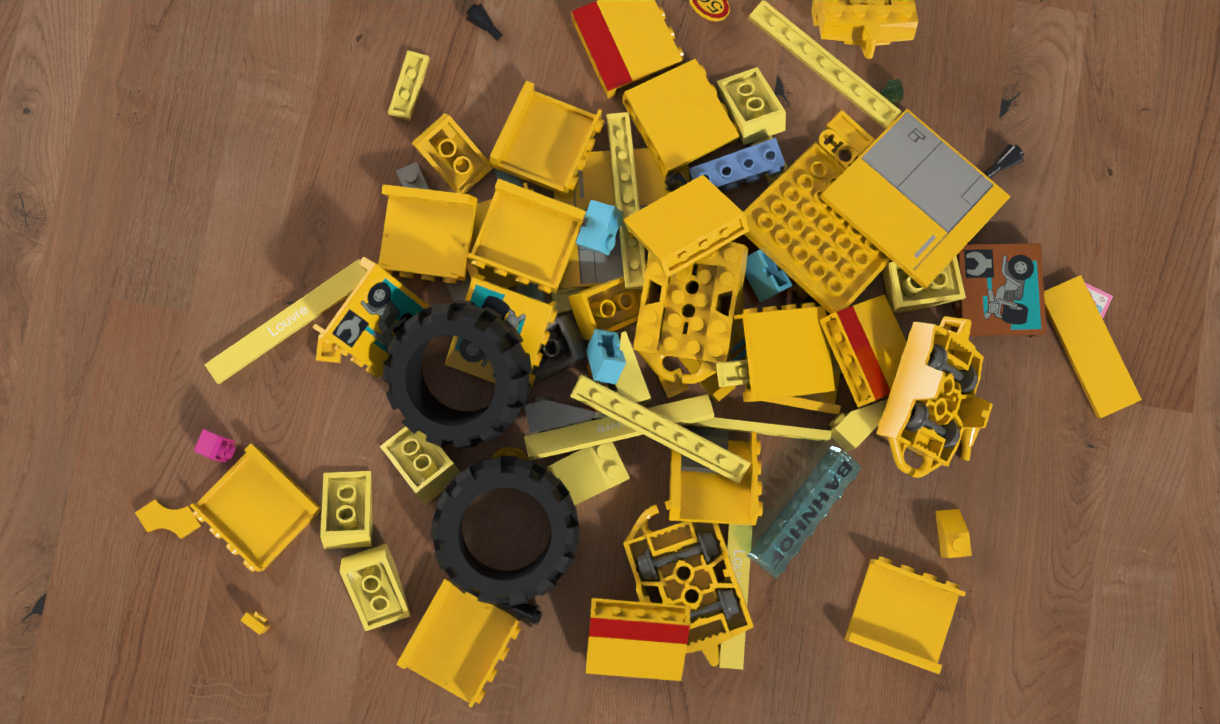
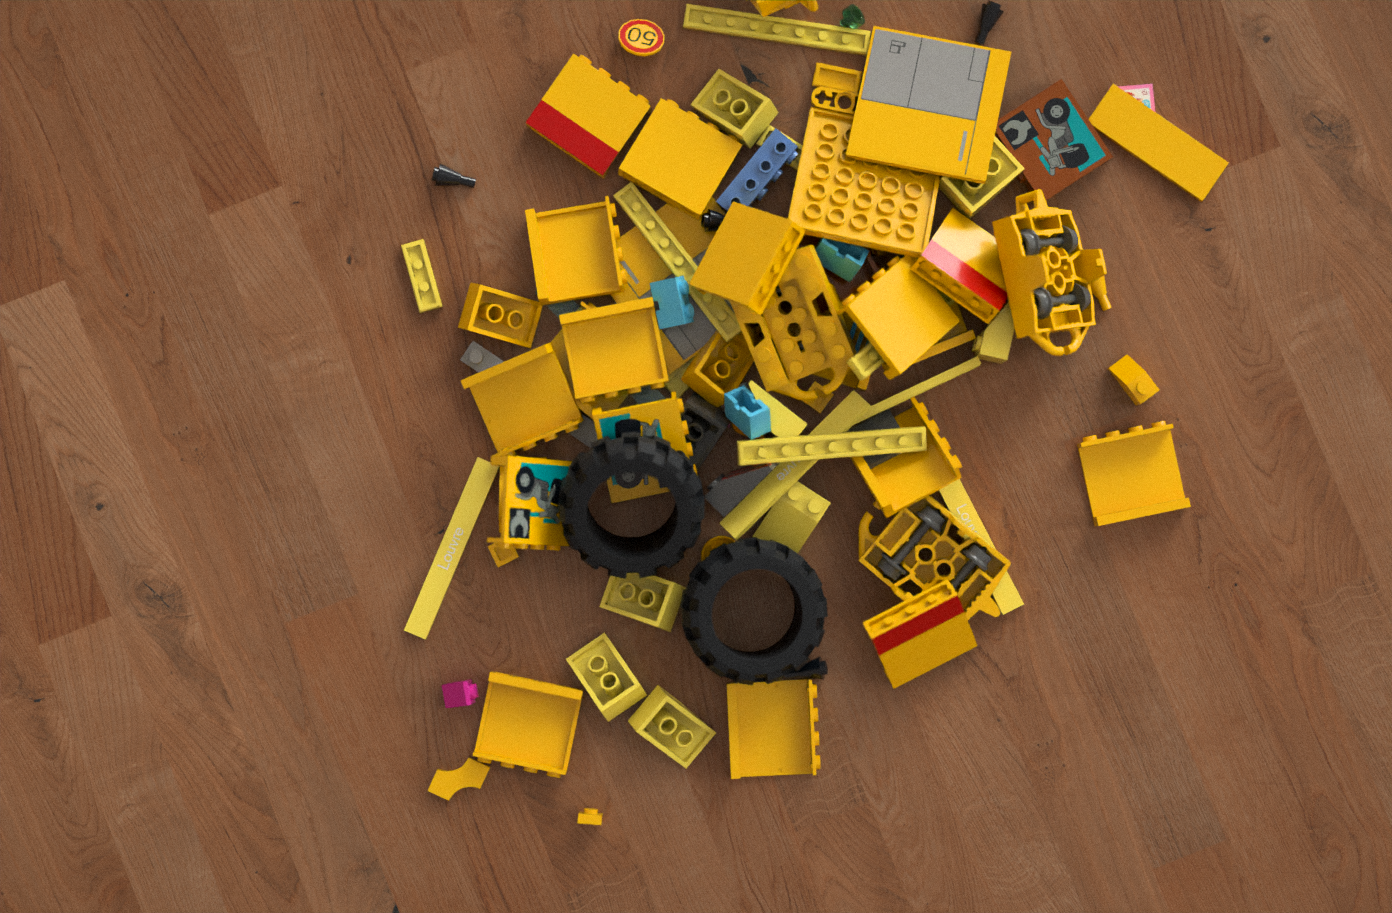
camera: 25 degrees left, 5 degrees up
(804, 511) = (996, 439): clear light blue brick -> none

